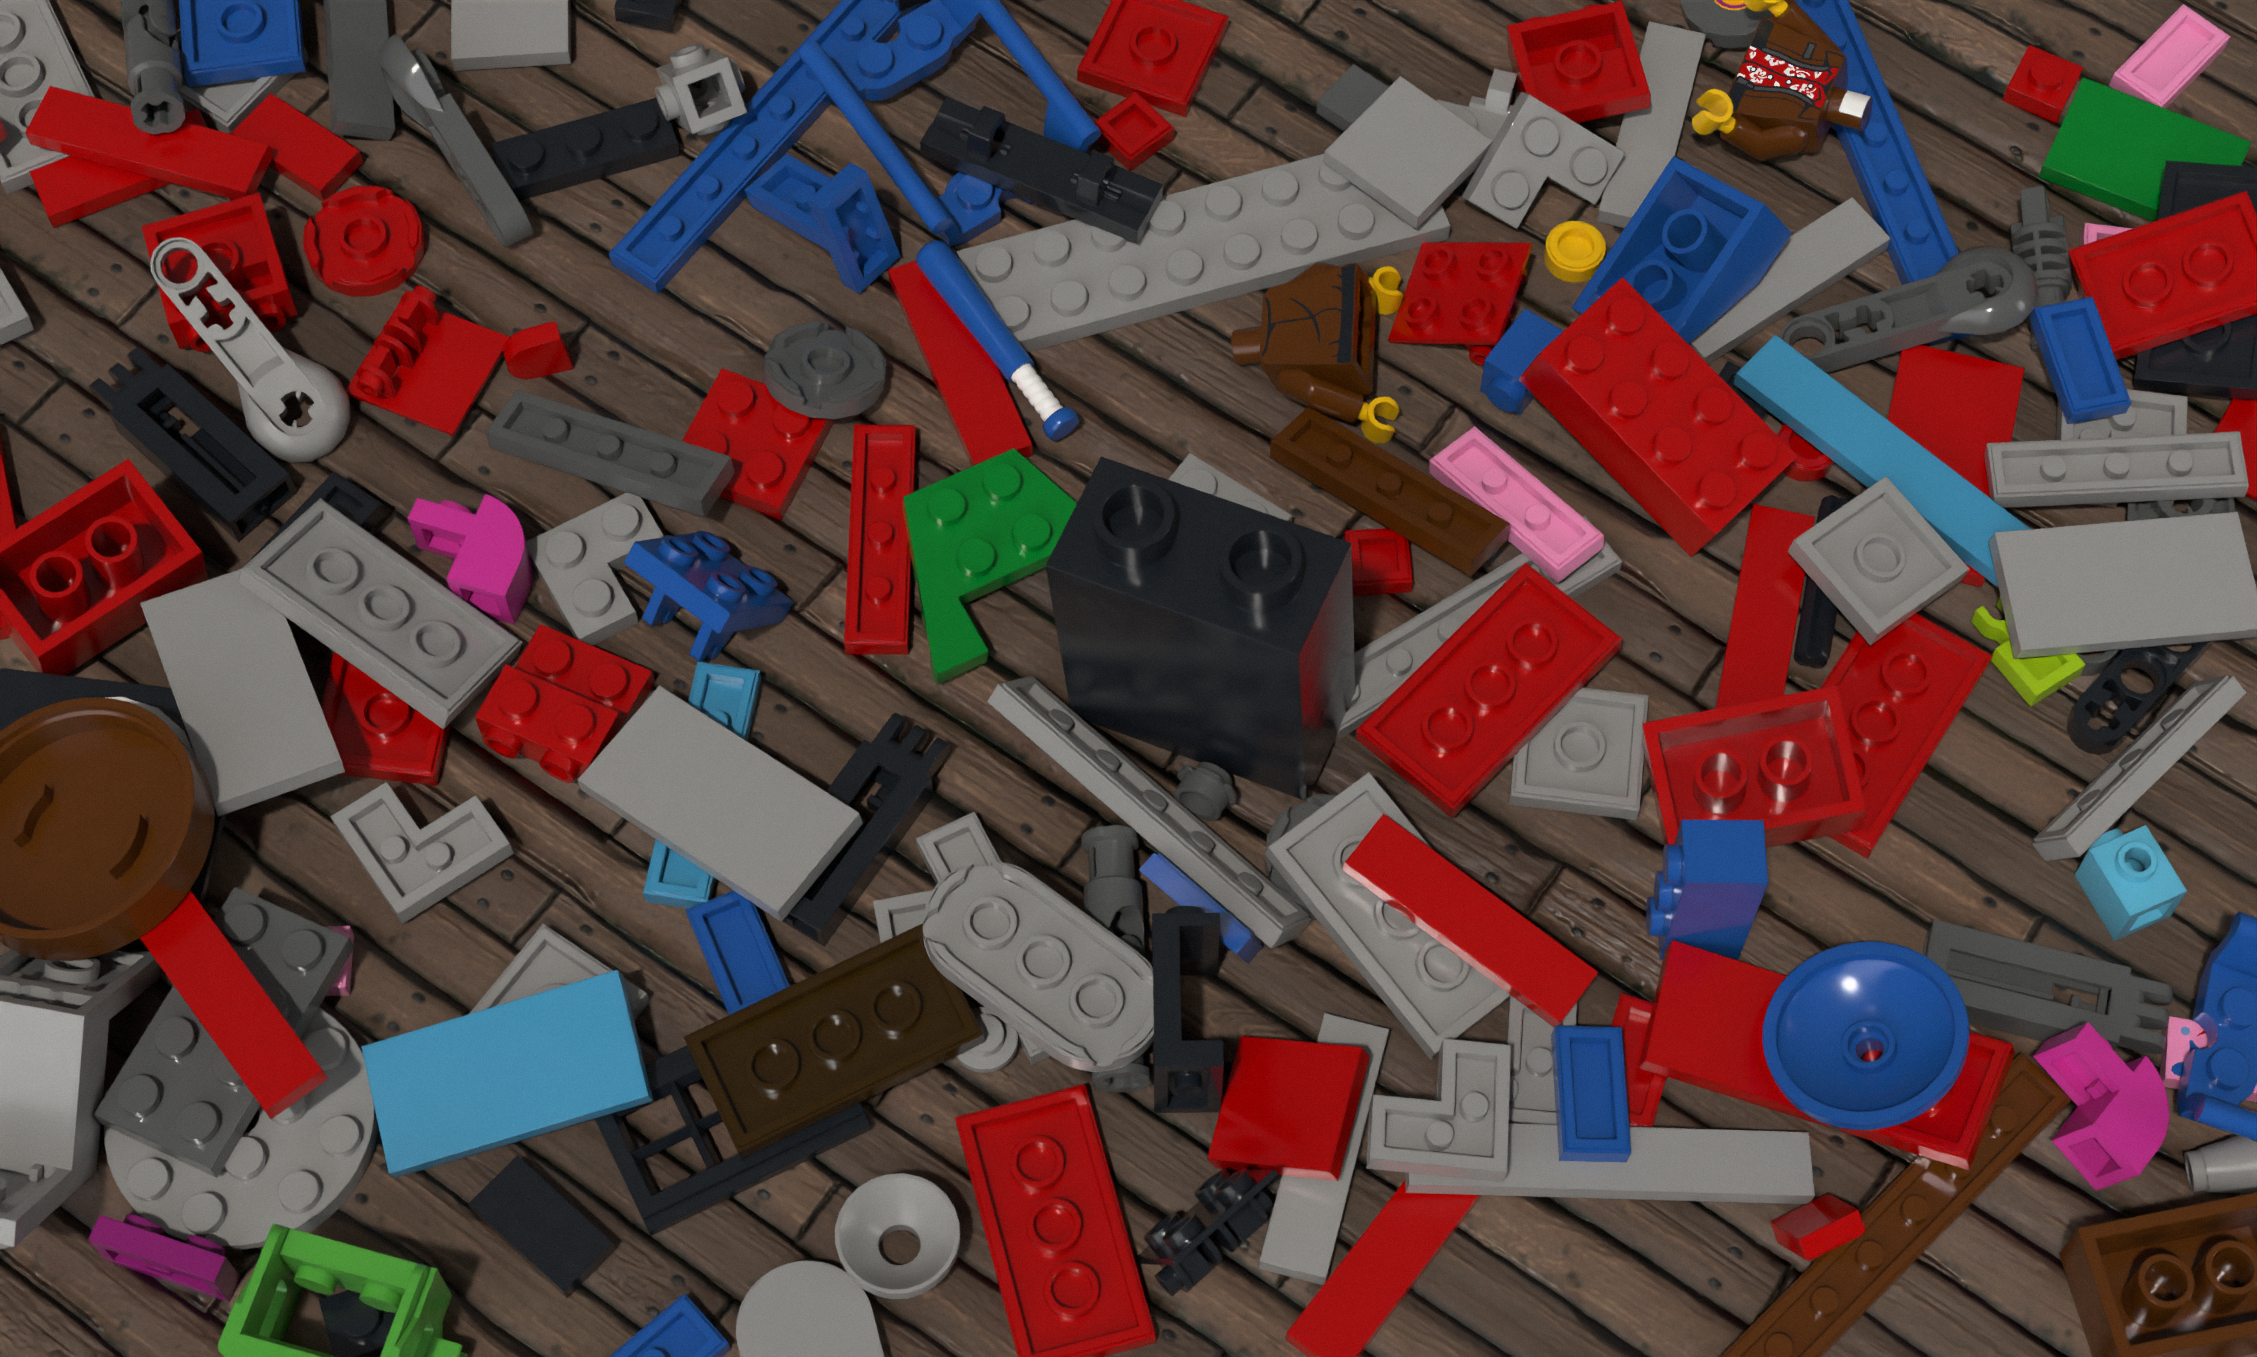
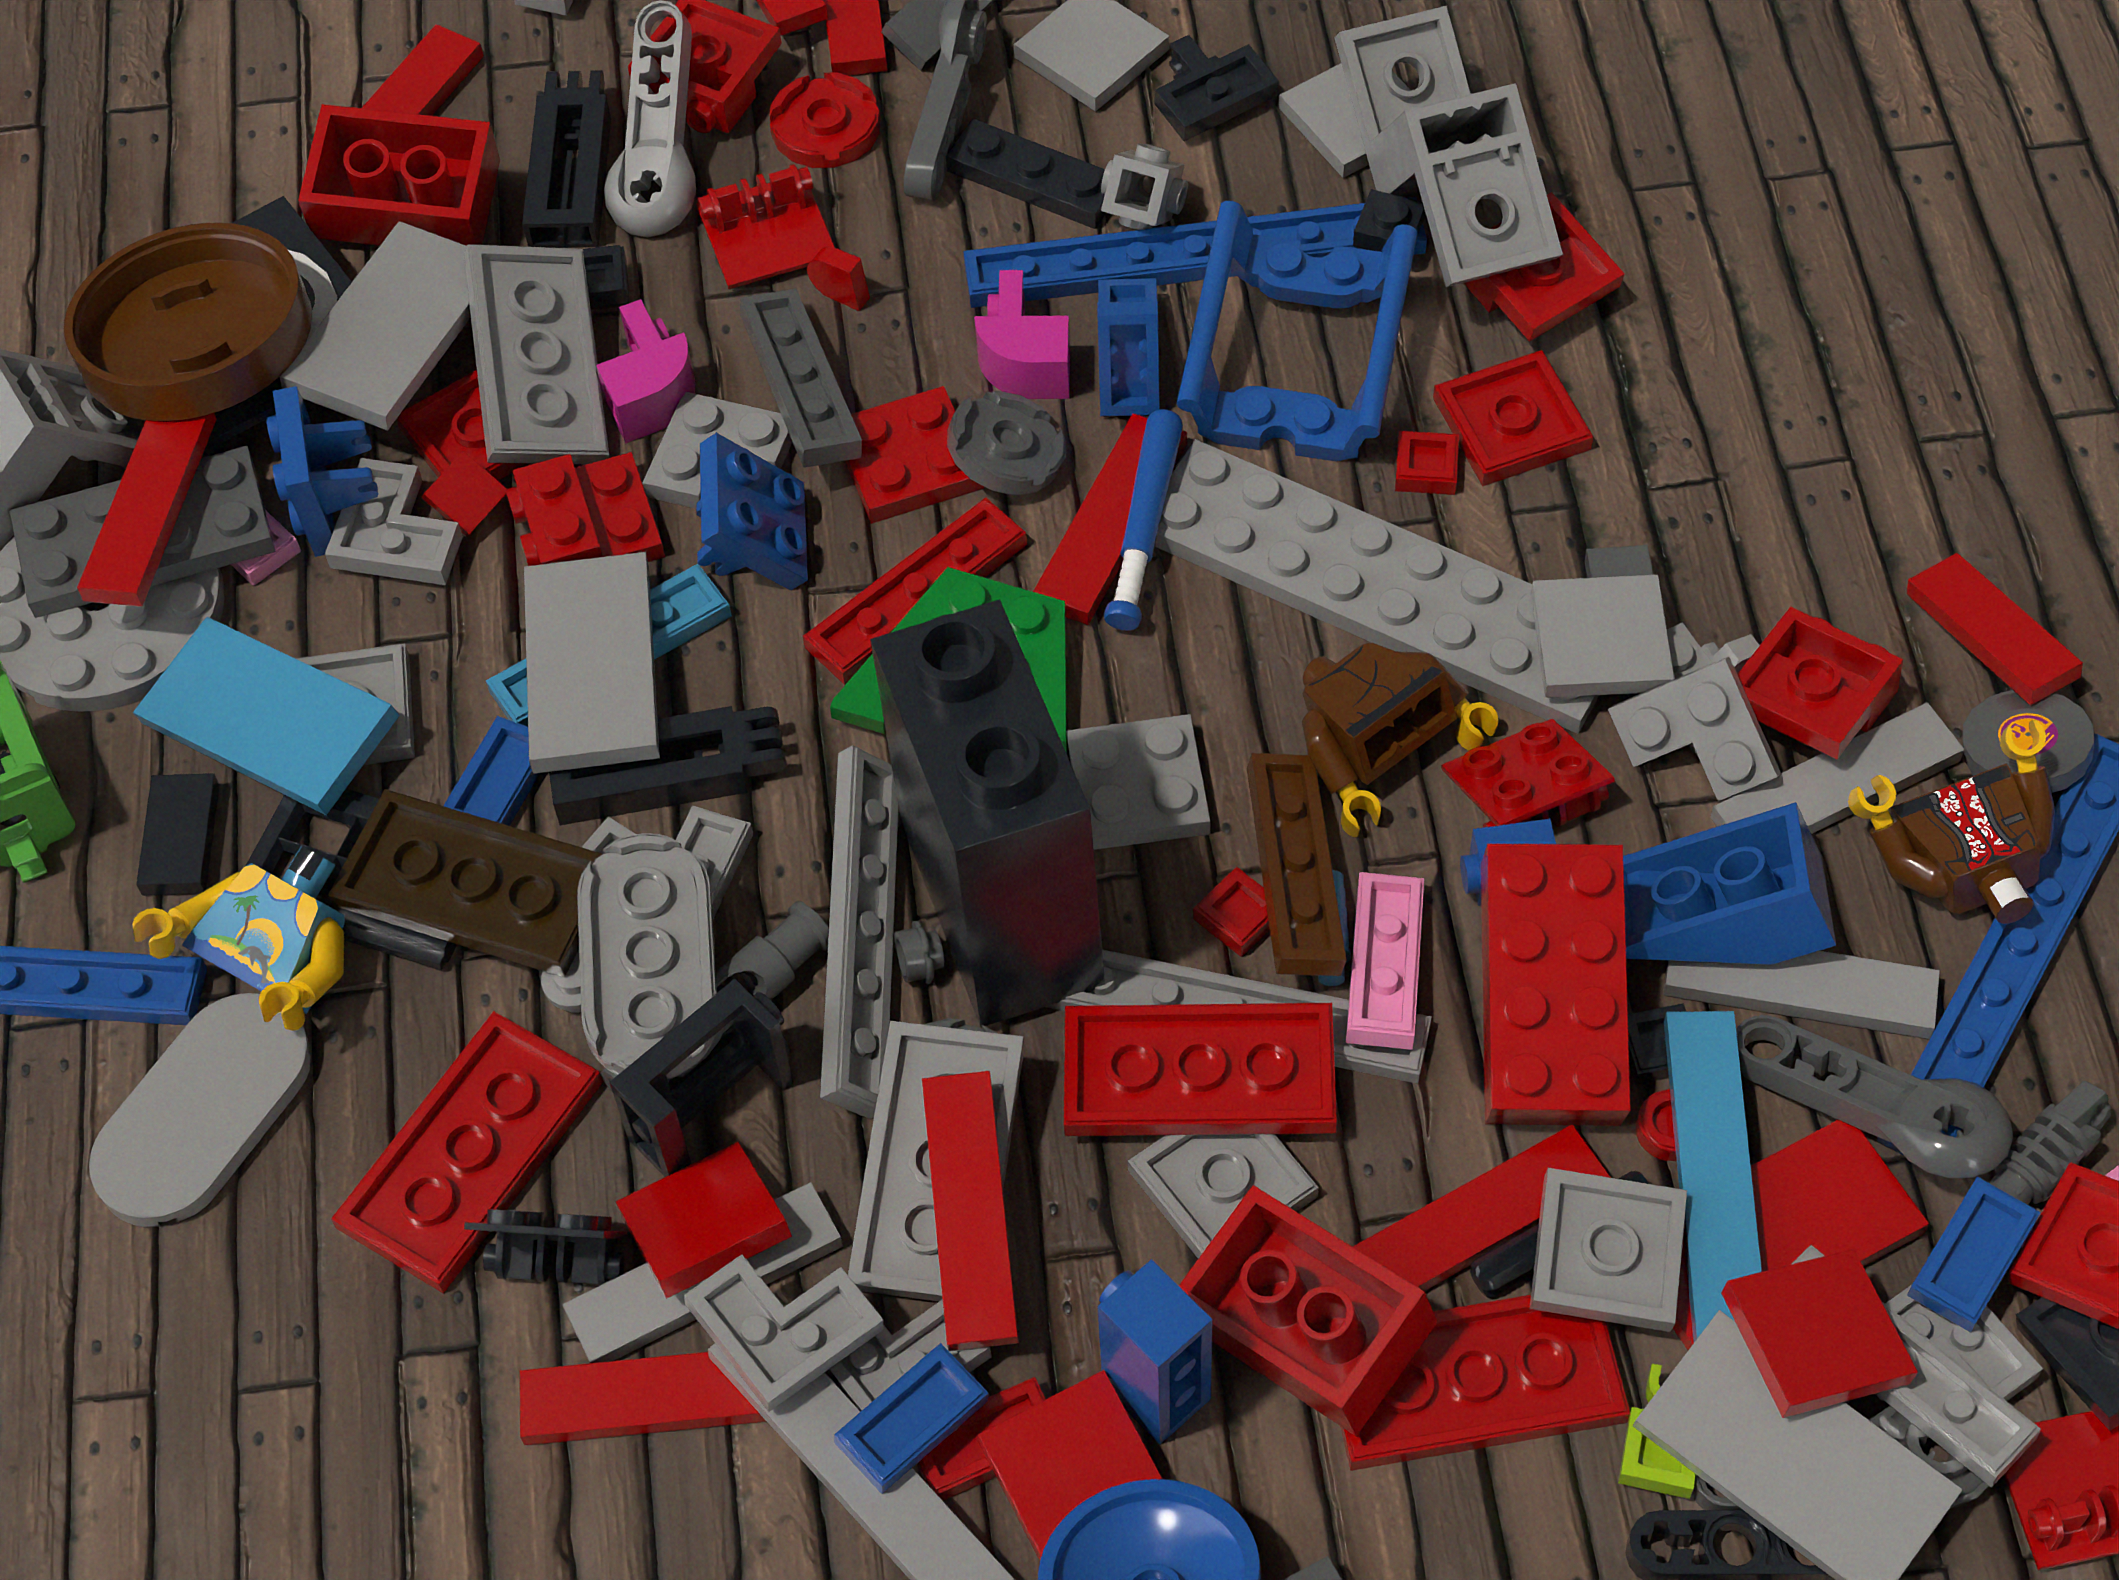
camera: 50 degrees right, 5 degrees down
(302, 858) = (304, 471): none -> blue plate
(448, 769) = (465, 493): none -> red tile
(729, 1223) = (262, 933): none -> torso
(746, 296) = (1022, 351): none -> dark pink brick
(892, 1205) = (349, 1025): light grey piece -> none
(1042, 169) = (1311, 429): black hinge -> none
(1187, 893) = (806, 1024): blue tile -> none
(1574, 251) = (1661, 818): yellow tile -> none
(2066, 490) = (1818, 1333): none -> red tile

